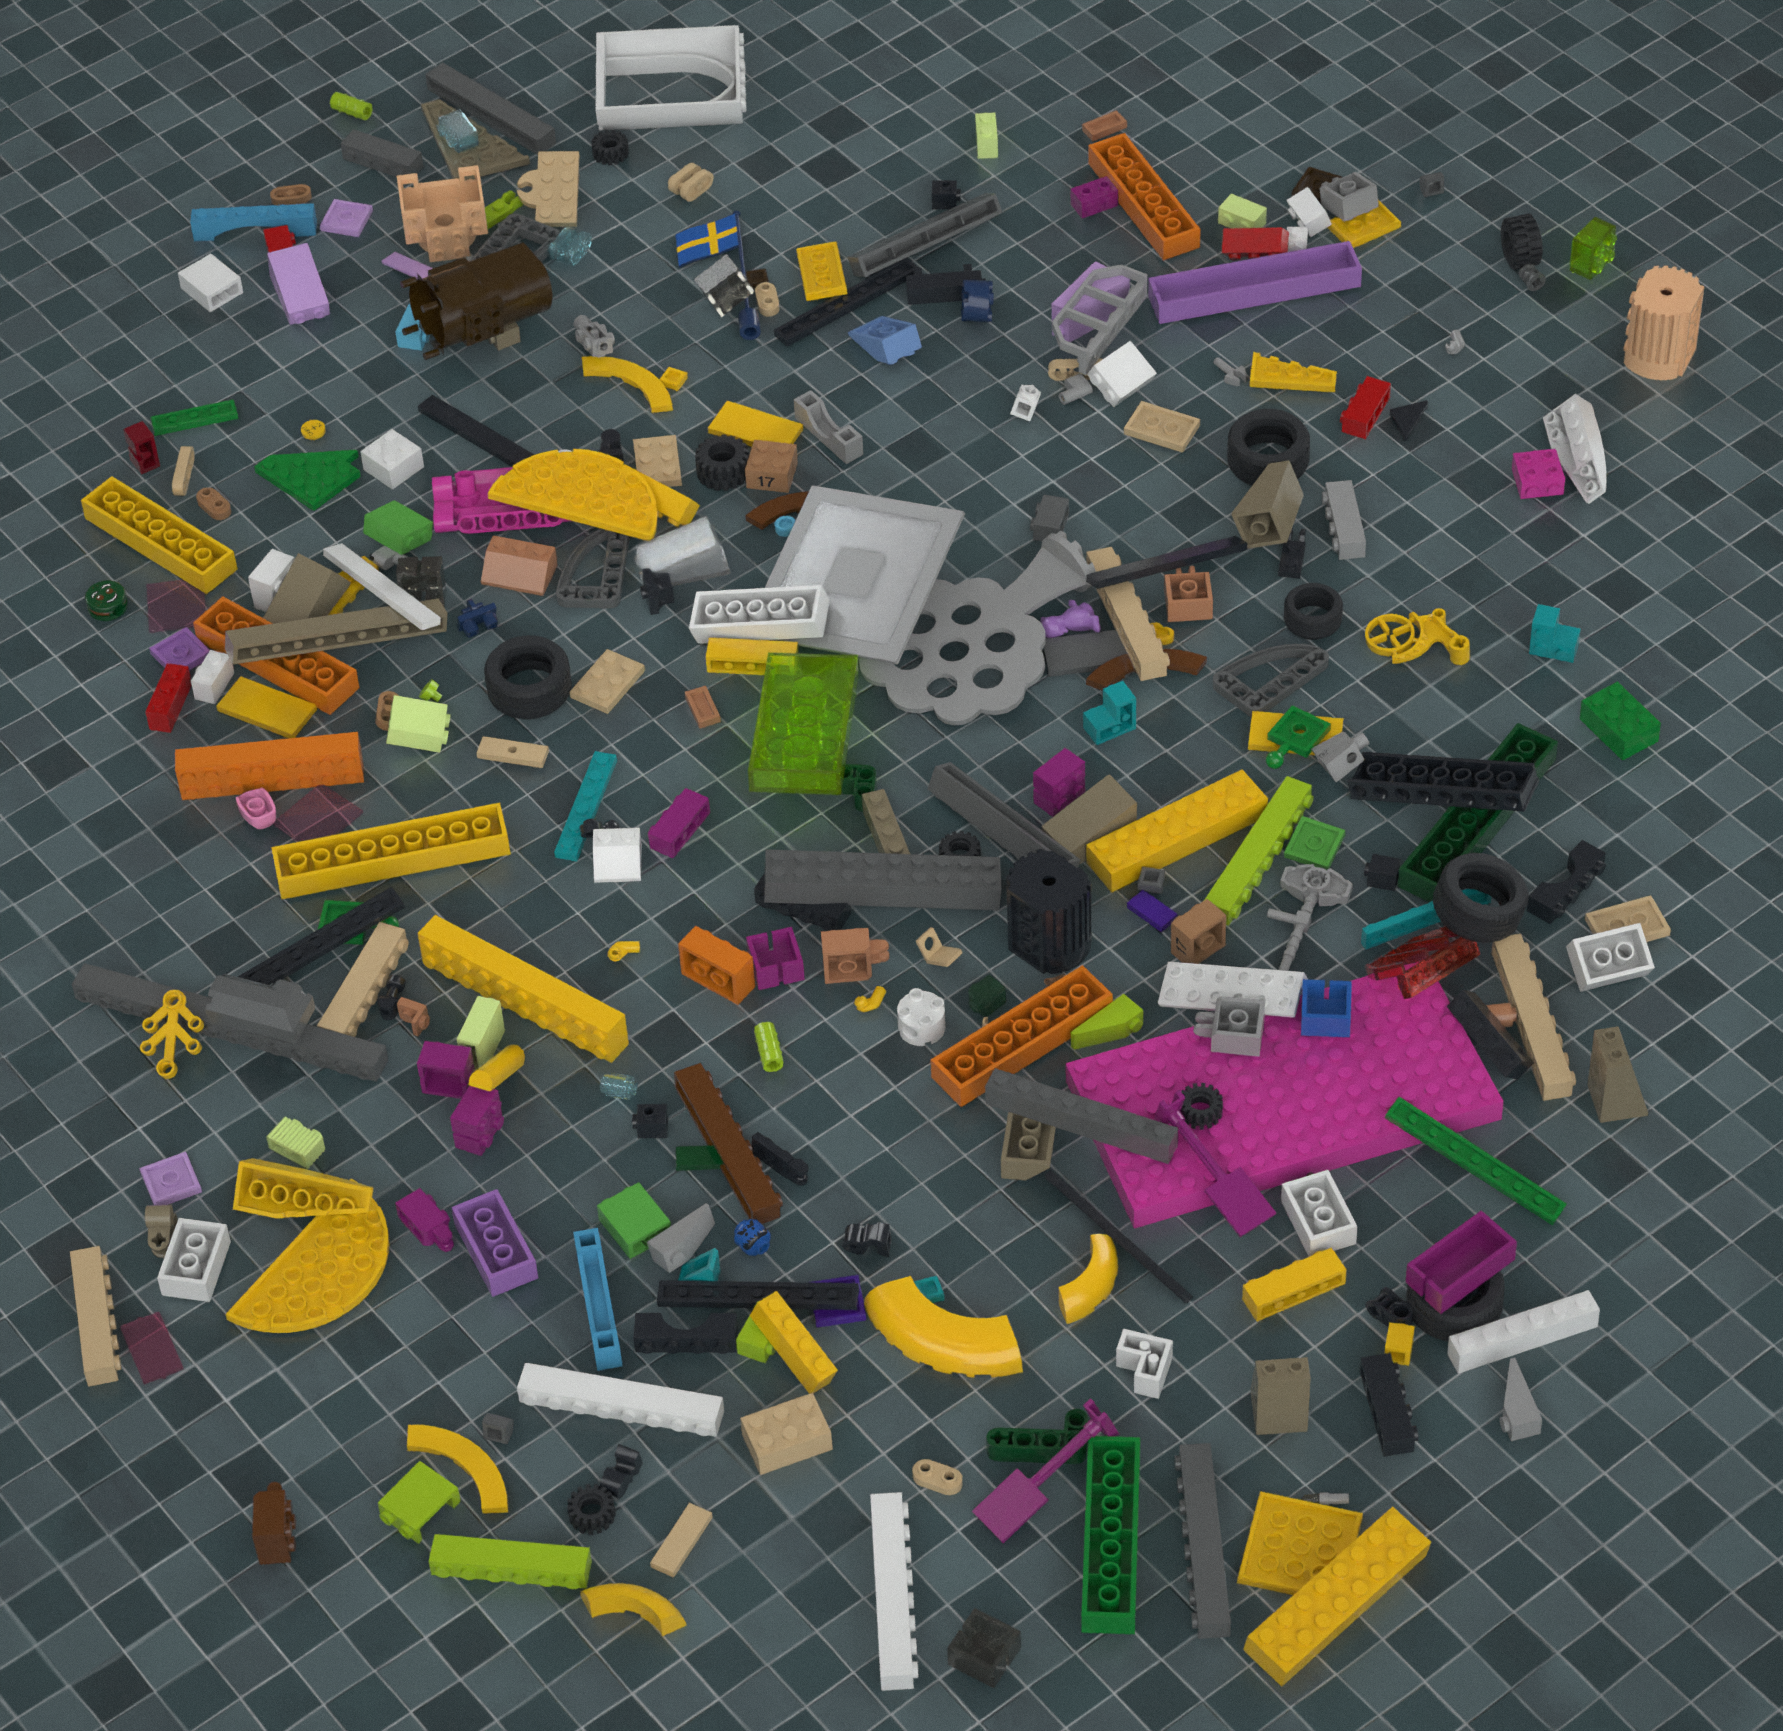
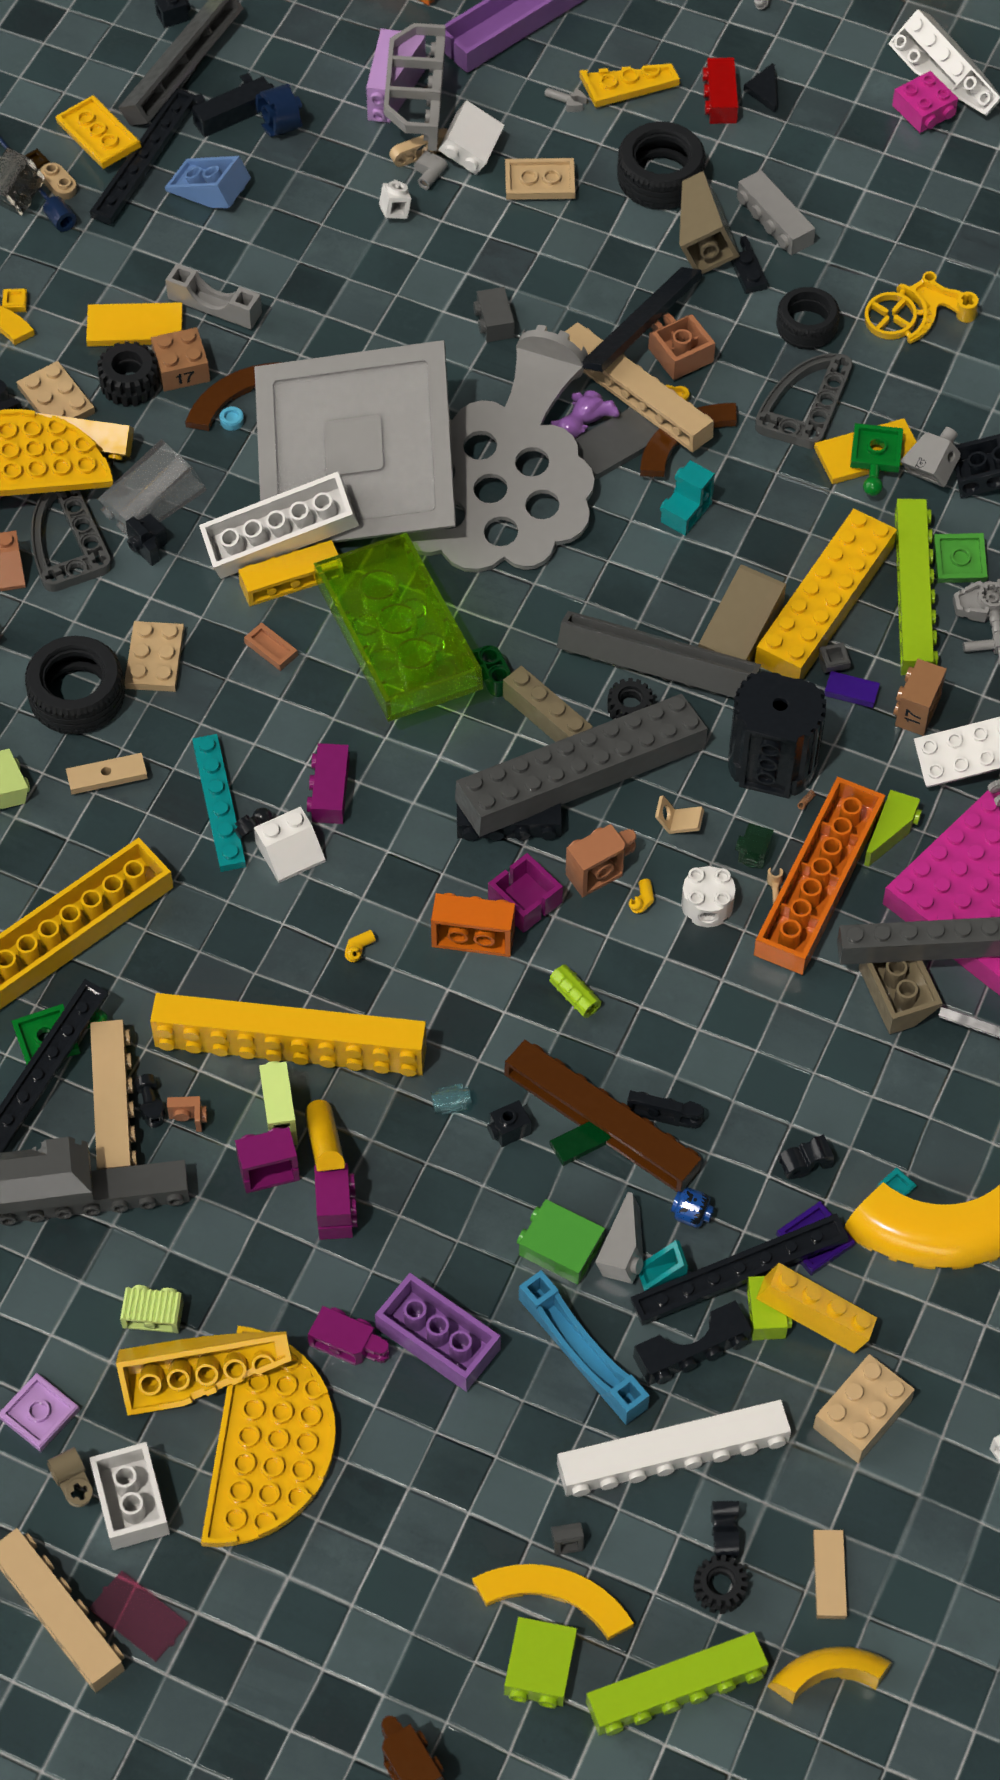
camera: 30 degrees left, 10 degrees up
(1059, 782) = (687, 590): magenta piece -> none

